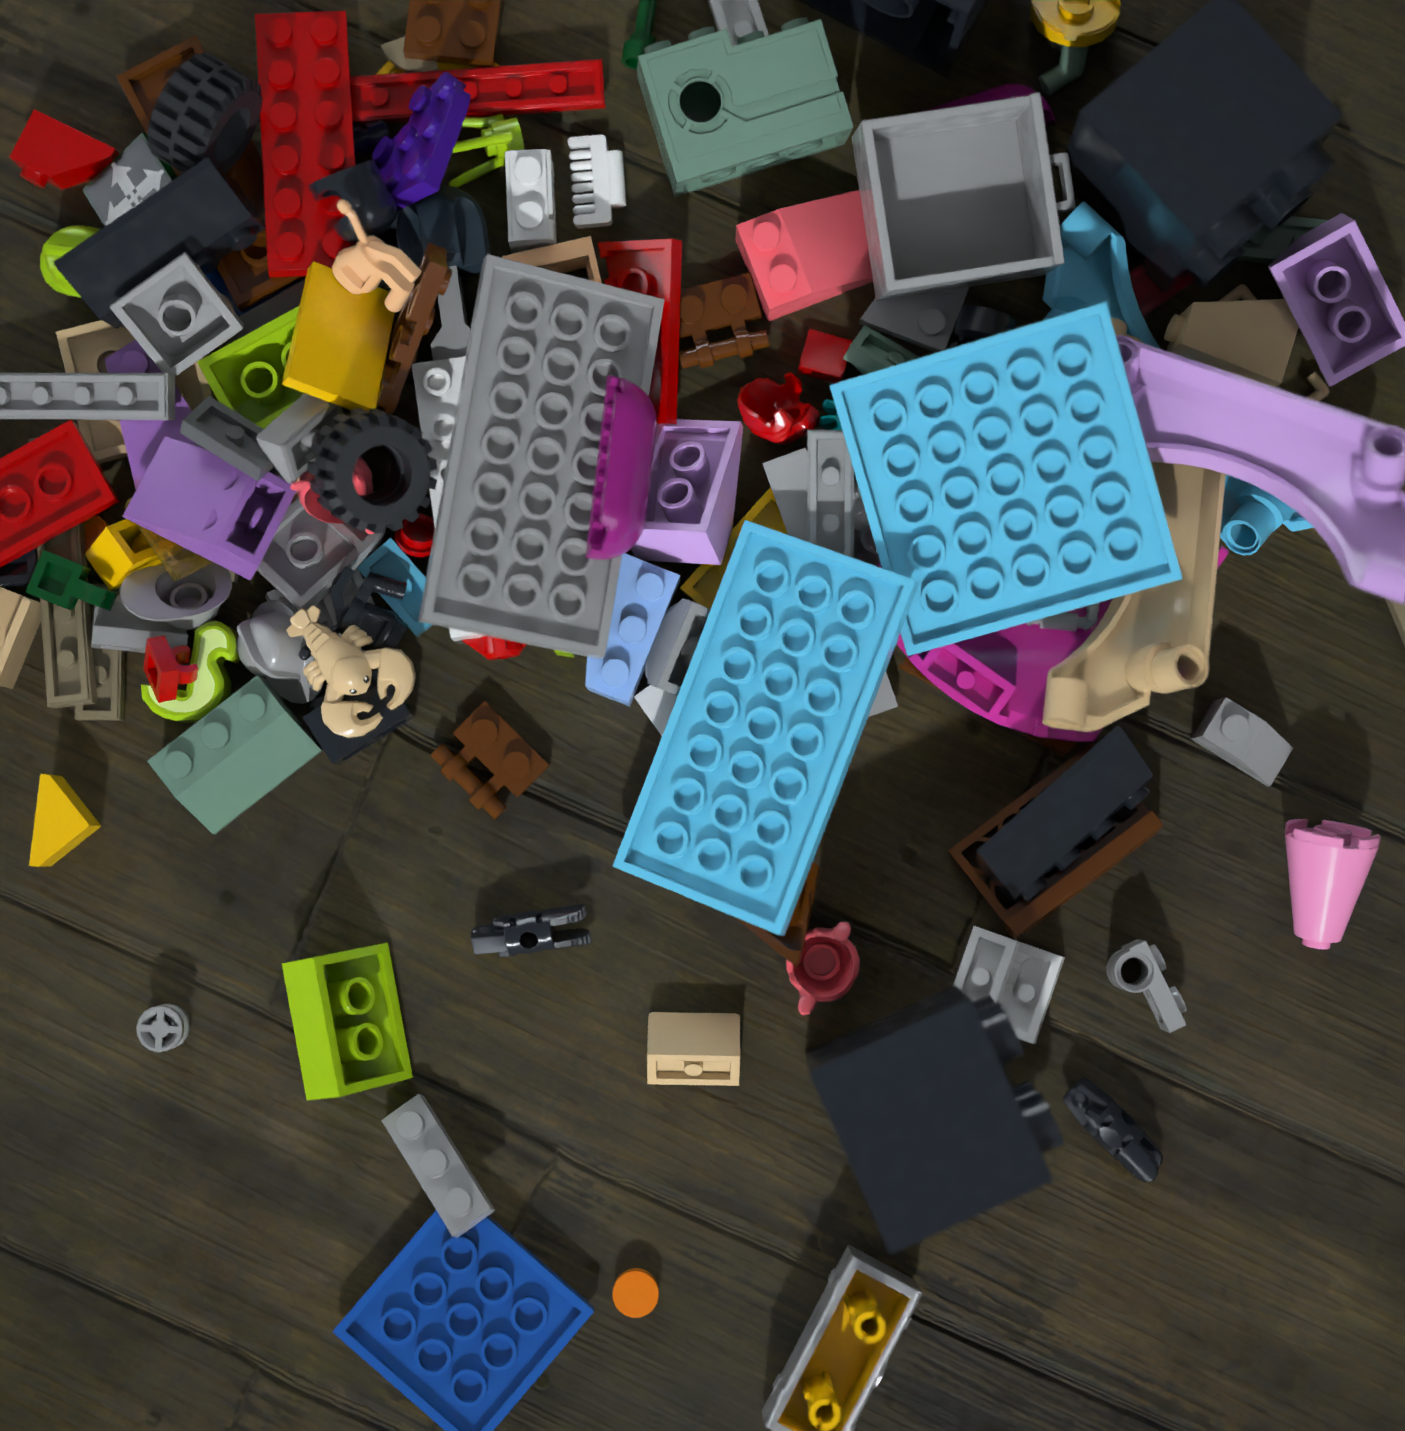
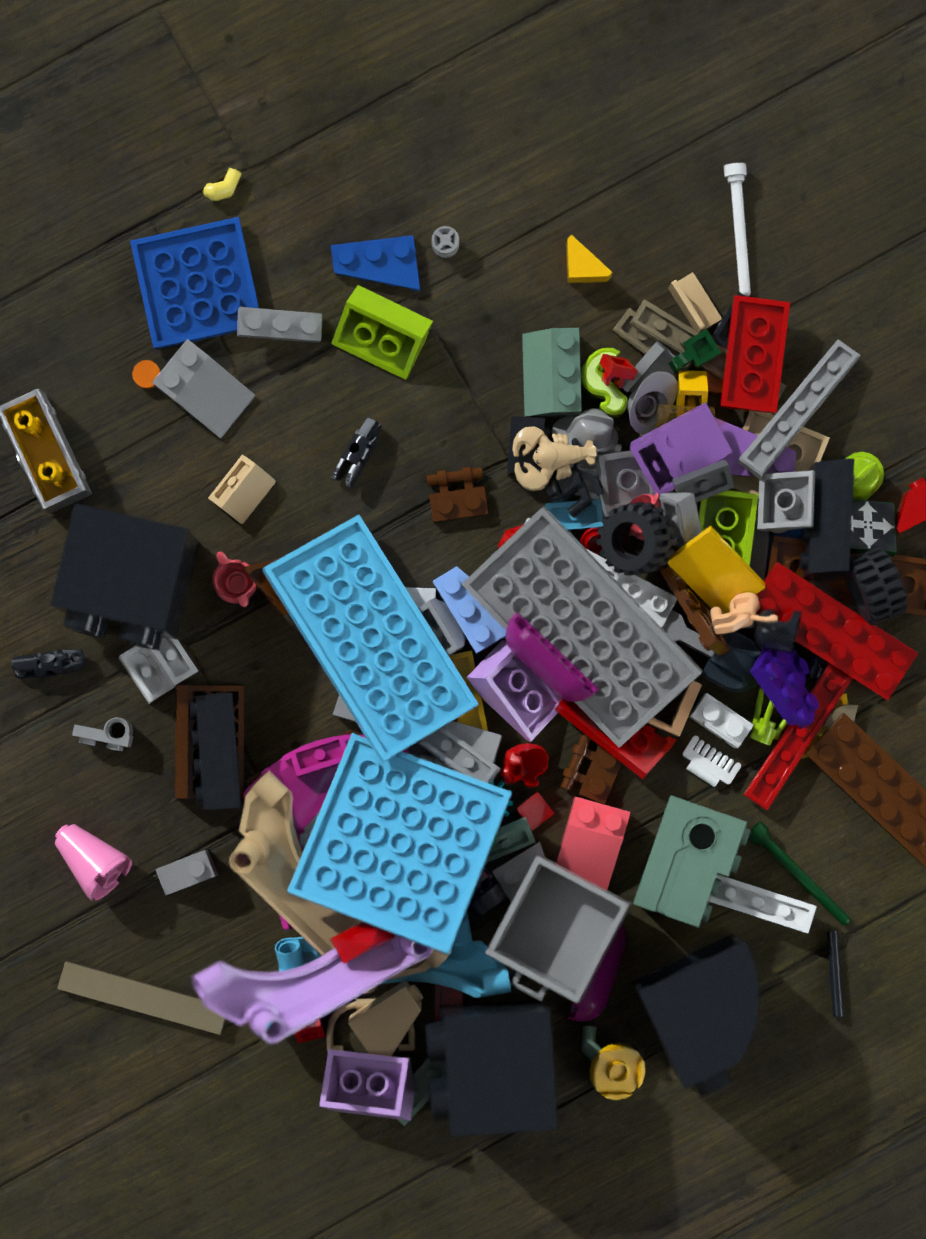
camera: 130 degrees right, 0 degrees up
(252, 1095) = (380, 261): none -> blue wing
(310, 1381) = (223, 189): none -> light yellow arm
(598, 1202) = (203, 388): none -> light grey slope
(1175, 438) = (359, 941): none -> red slope

